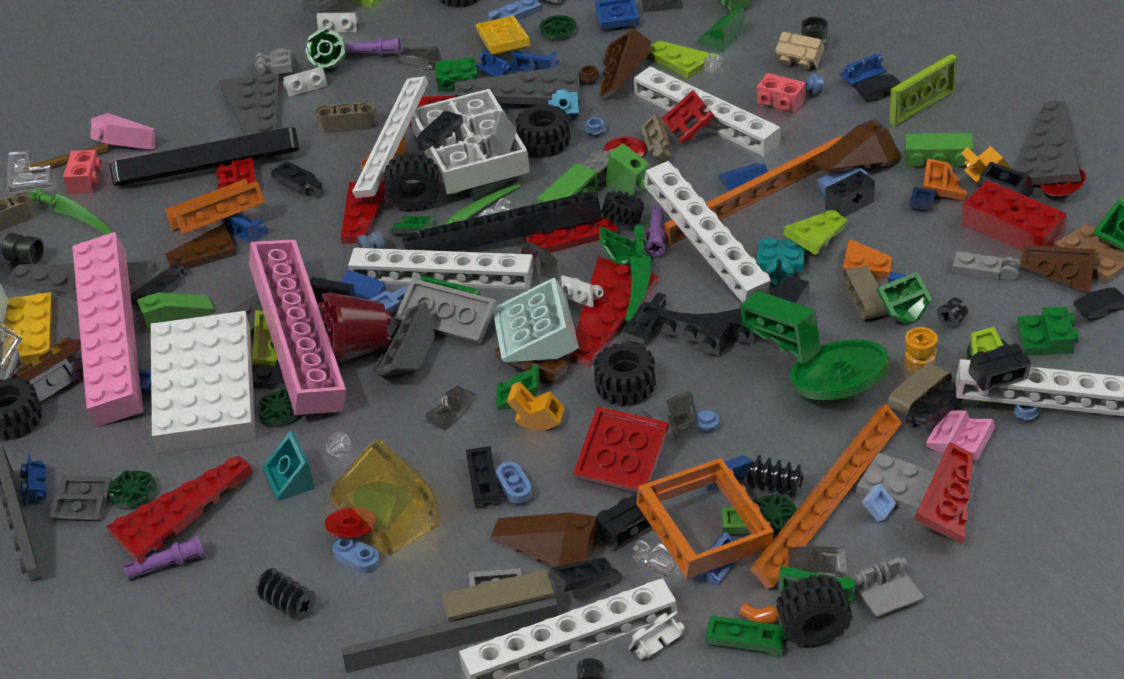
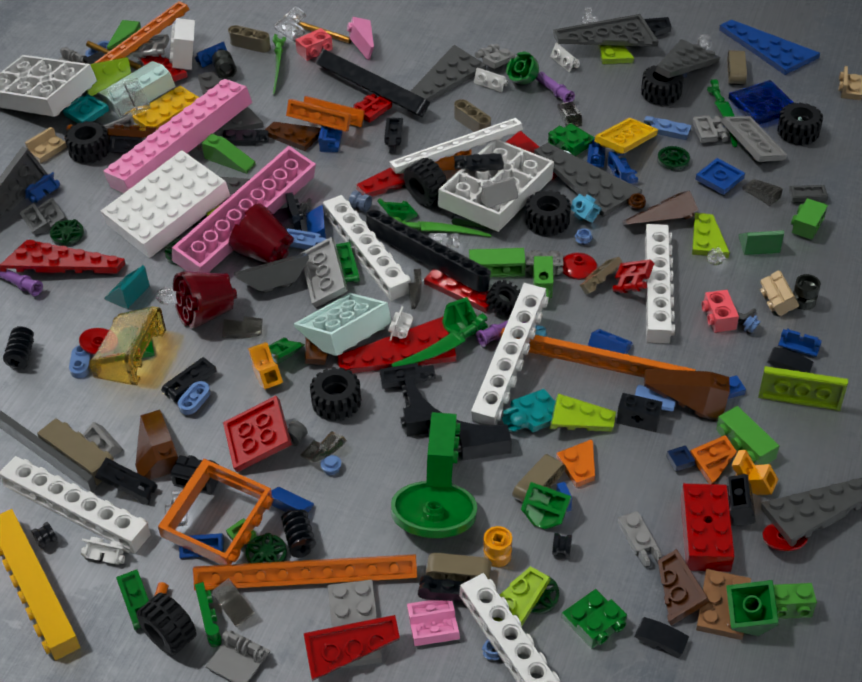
camera: 50 degrees right, 5 degrees up
(387, 410) = (202, 296): none -> dark red cone
(878, 502) = (317, 607): light blue plate -> none
(999, 366) = (487, 600): black brick -> none

